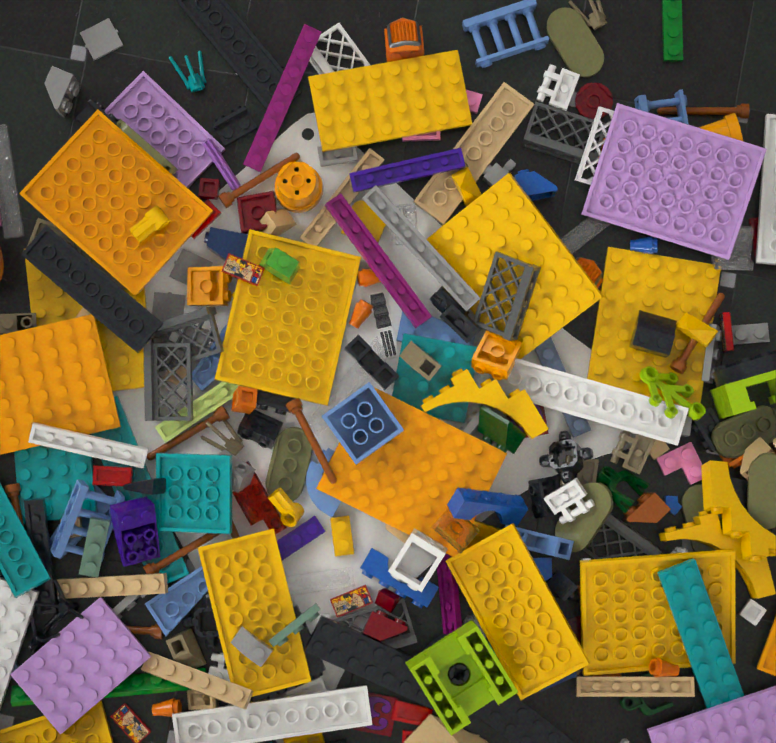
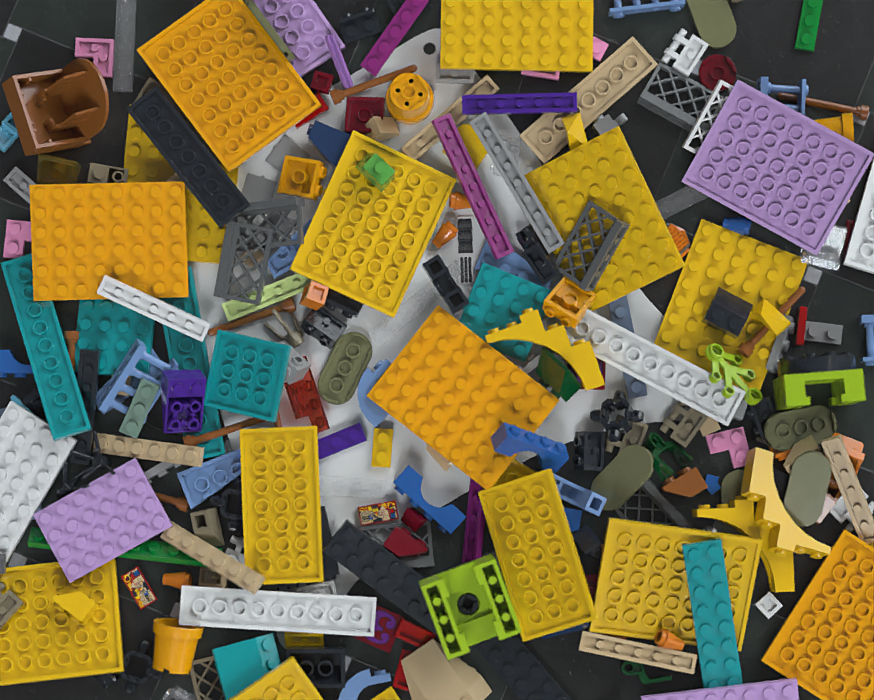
camera: 15 degrees right, 0 degrees up
(112, 475) = (170, 343): red tile -> none
(150, 486) = (205, 360): black slope -> none
(153, 221) = (261, 103): yellow piece -> none
(242, 269) = (338, 168): tile -> none
(251, 646) = (272, 535): light grey slope -> none
(290, 511) = (336, 413): yellow piece -> none
(295, 407) = (362, 313): dark orange piece -> none
(295, 626) = (319, 524): sand green plate -> none
(362, 423) = (424, 341): medium blue slope -> none
(420, 360) = (493, 292): dark tan slope -> none
(427, 544) = (464, 472): white window -> none
(455, 531) = (493, 464): clear yellow slope -> none
(535, 185) = (641, 144): blue slope -> none
(567, 495) = (609, 453): white plate -> none

